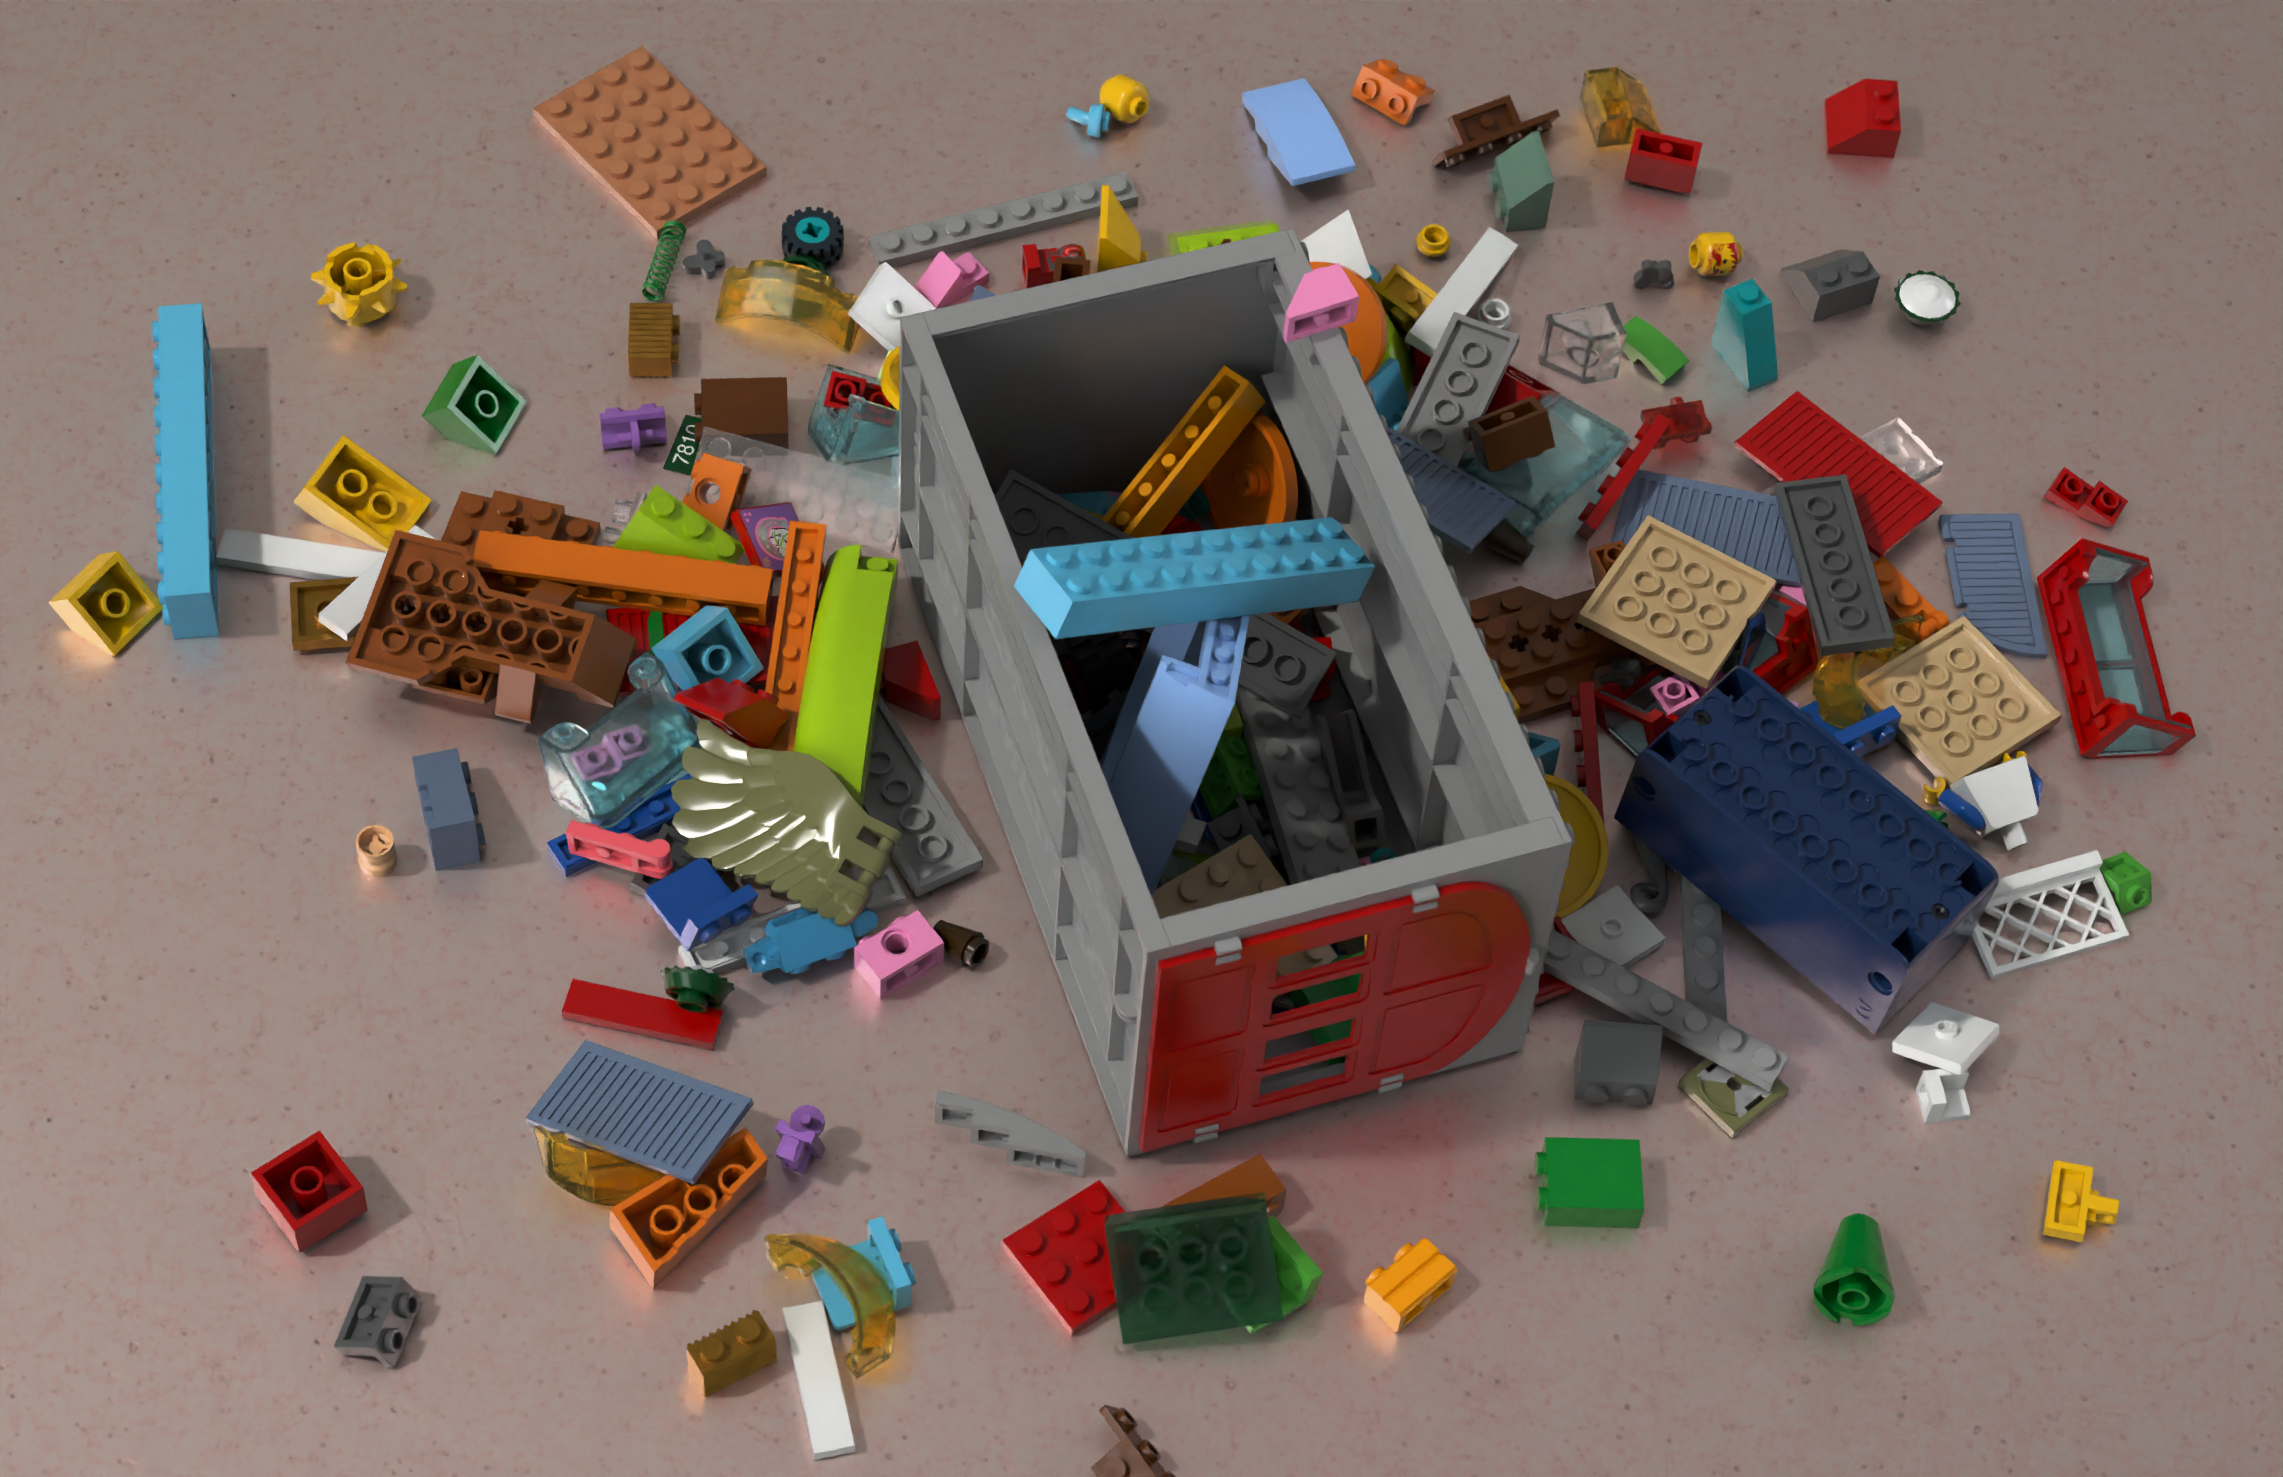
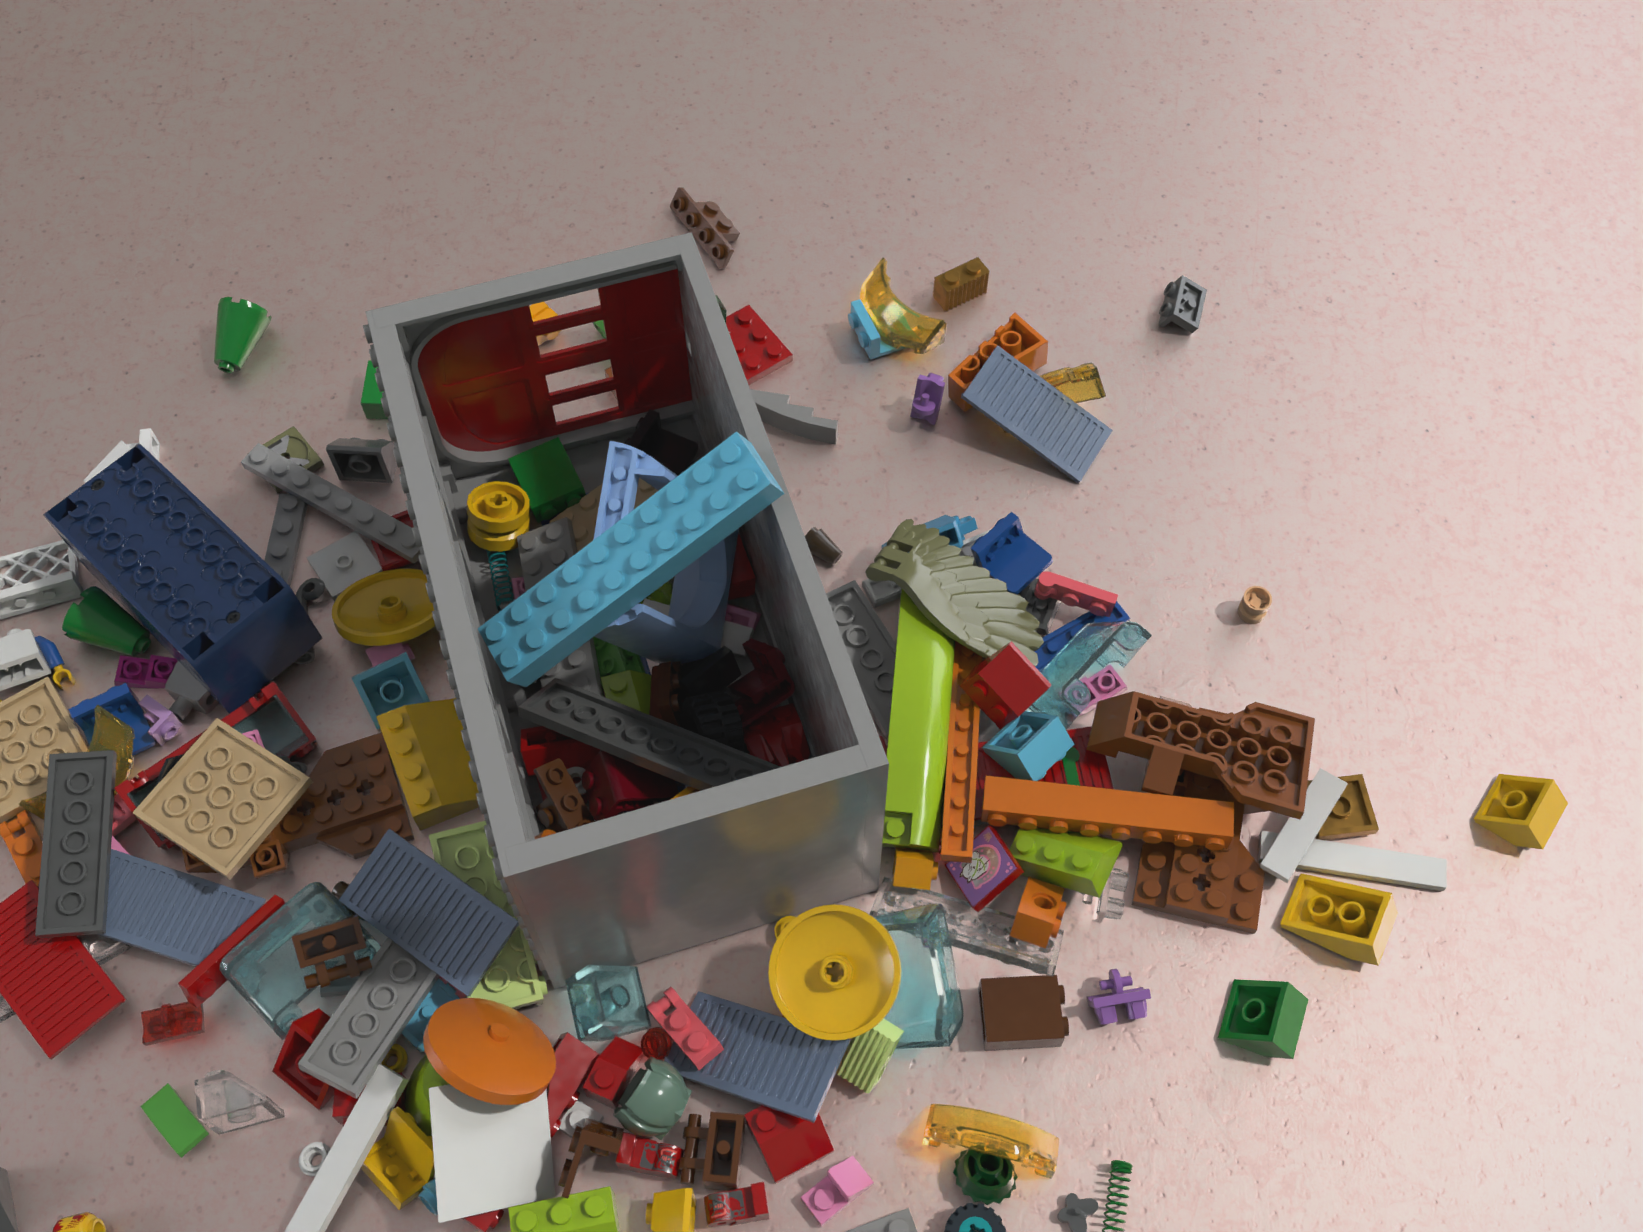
camera: 175 degrees left, 5 degrees up
(185, 472) = (1500, 935): medium azure brick -> none
(309, 1191) = (1244, 367): red brick -> none
(359, 283) = (1391, 1169): yellow brick -> none
(448, 808) = (1208, 634): sand blue wedge -> none
(641, 1014) = (1043, 498): red tile -> none
(651, 339) = (1115, 1100): pearl gold brick -> none
(684, 449) = (1073, 982): dark green sticker -> none
(695, 987) = (1007, 496): dark green piece -> none
(818, 1380) = (905, 275): white tile -> none
(843, 385) = (925, 1005): red slope -> none
(868, 537) = (913, 868): none -> light orange brick
(884, 302) = (893, 1134): white plate -> none
(890, 971) = (872, 522): bright pink brick -> none
(1321, 303) = (491, 767): bright pink slope -> none
(1586, 743) = (330, 690): red wing -> none
(1654, 272) = (150, 1211): dark grey piece -> none
(1746, 335) = (79, 1120): teal slope -> none
(2074, 1203) = (77, 385): yellow hinge -> none

